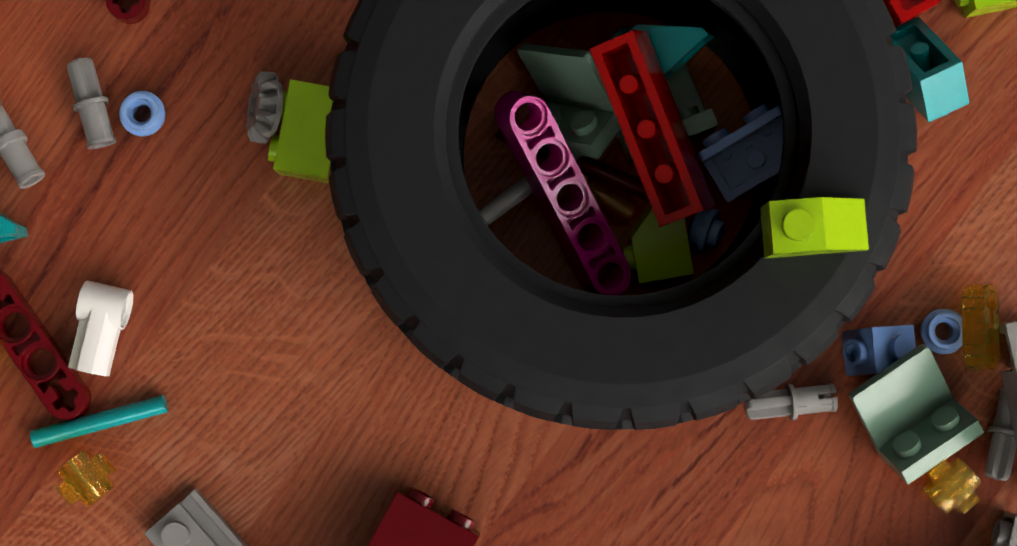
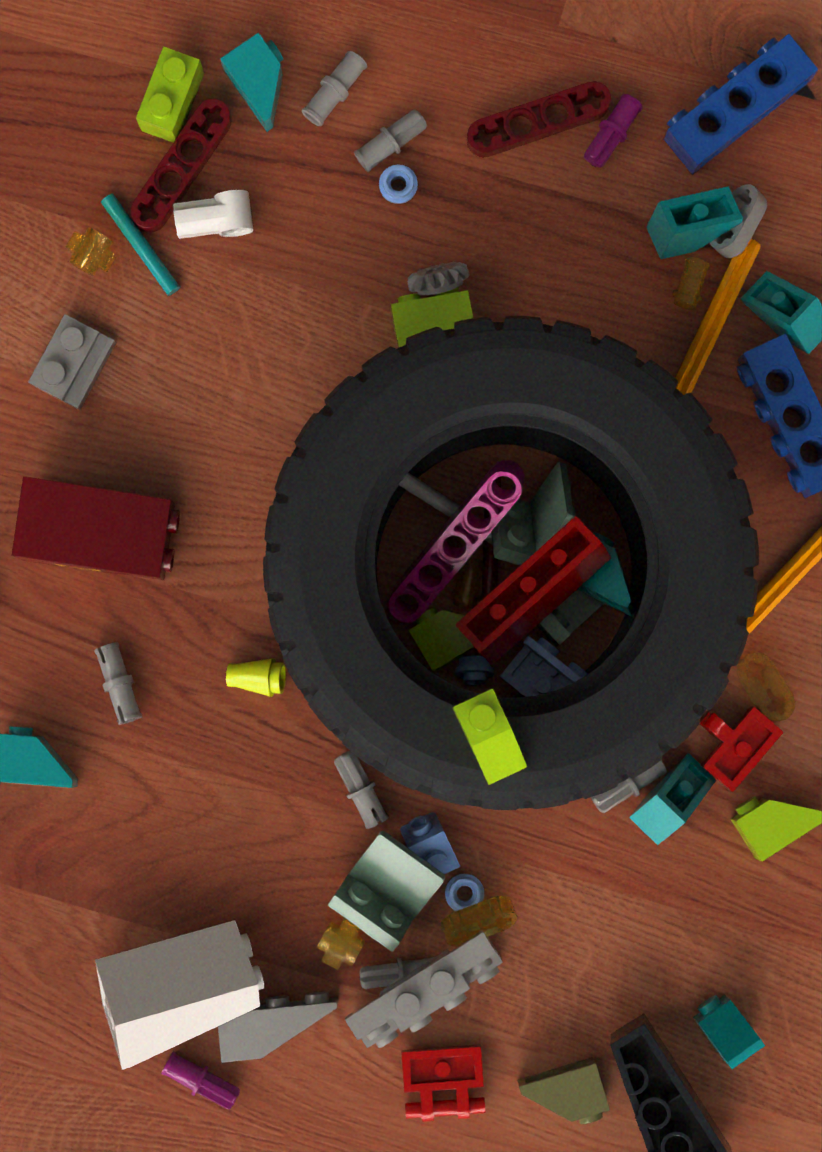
camera: 65 degrees right, 0 degrees up
(626, 467) = (259, 676): none -> neon yellow cone

